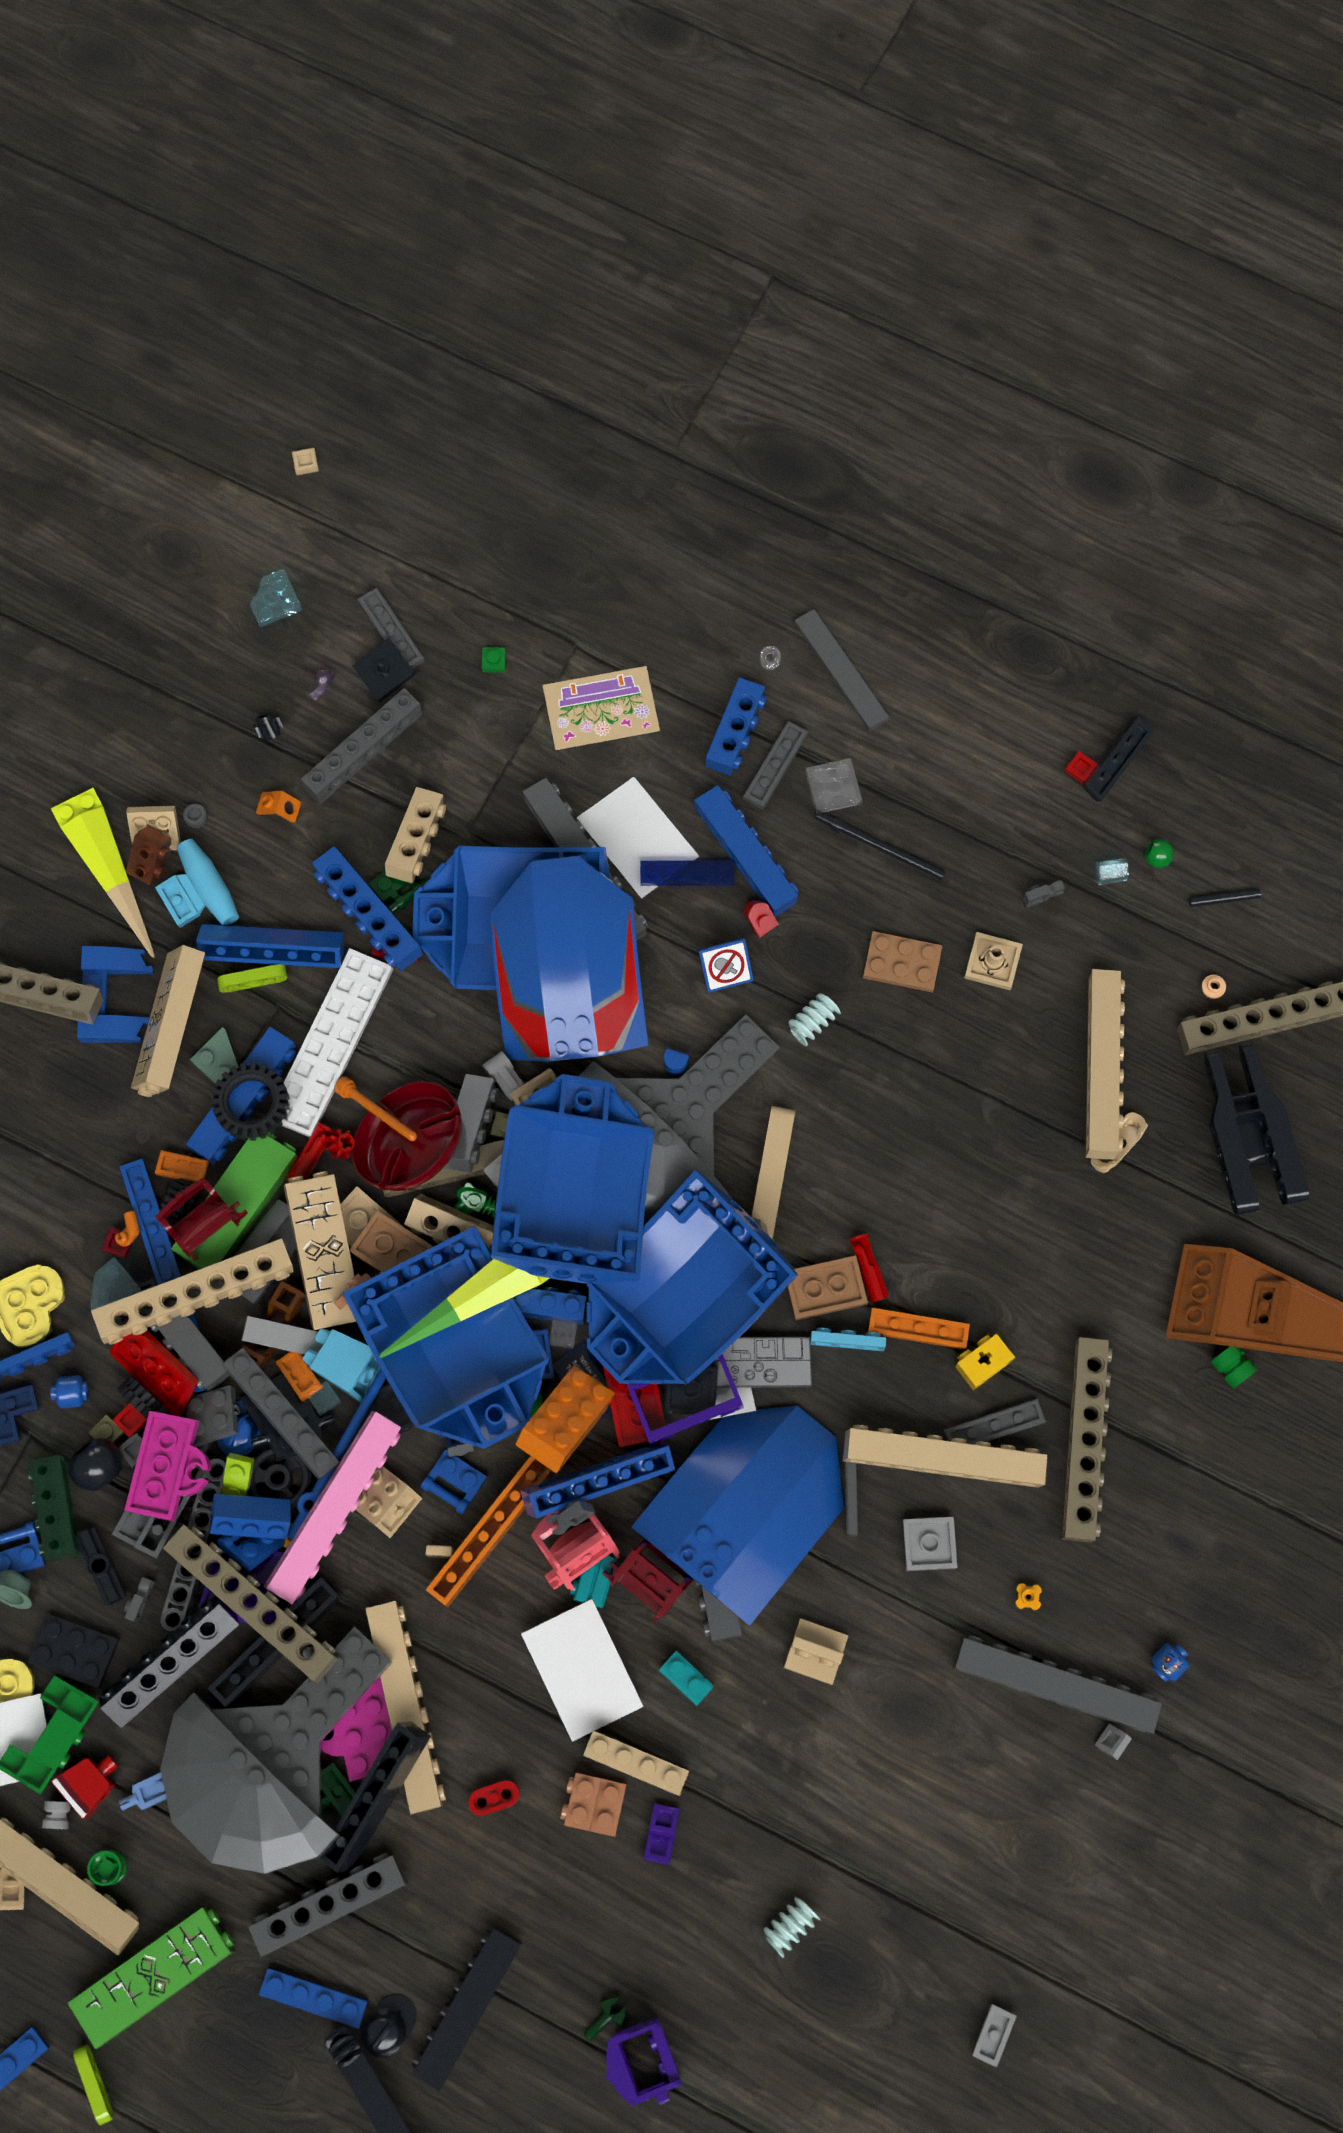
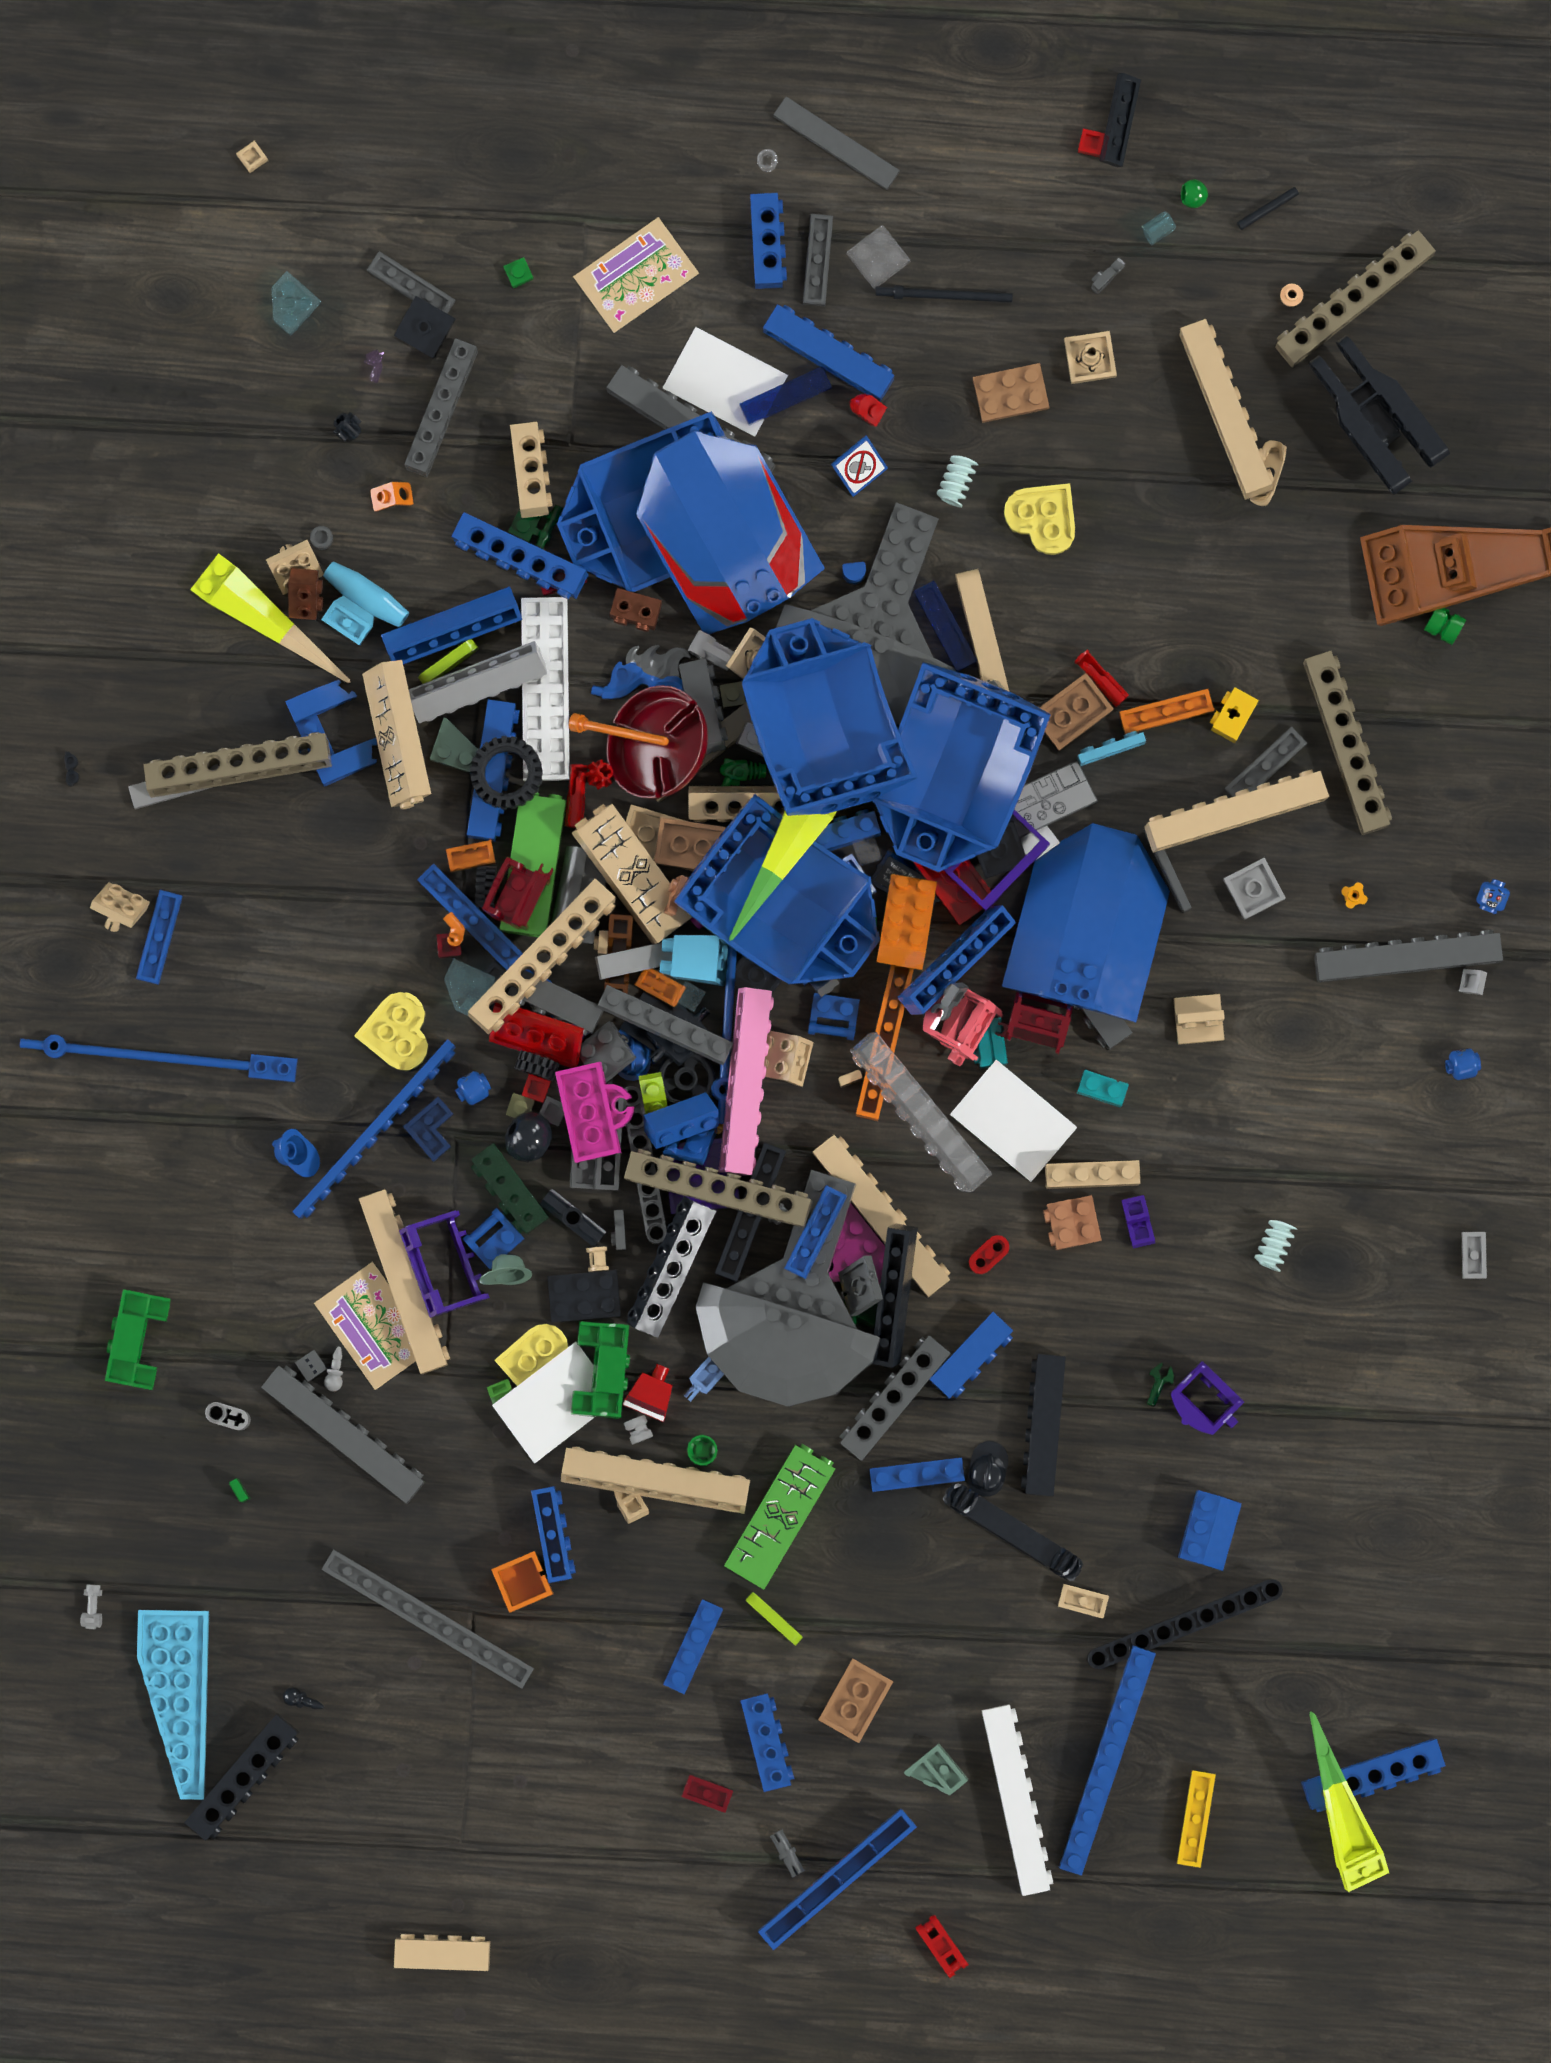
camera: 25 degrees left, 10 degrees up
(104, 1619) = (597, 1259): none -> tan bush
(261, 1306) = (601, 943): none -> tan plate
(267, 1006) = (477, 682): none -> light grey brick
(326, 1693) = (815, 1232): none -> blue tile
(346, 1768) = (861, 1285): none -> dark grey plate
(426, 1896) = (971, 1355): none -> blue brick
(431, 1065) = (644, 669): none -> piece
(450, 1005) = (637, 606): none -> copper brick
(490, 1618) = (920, 1112): none -> clear brick
(739, 1151) = (945, 626): none -> clear blue plate
(883, 1089) = (1044, 515): none -> light yellow plate
(1067, 1823) = (1463, 1064): none -> blue head

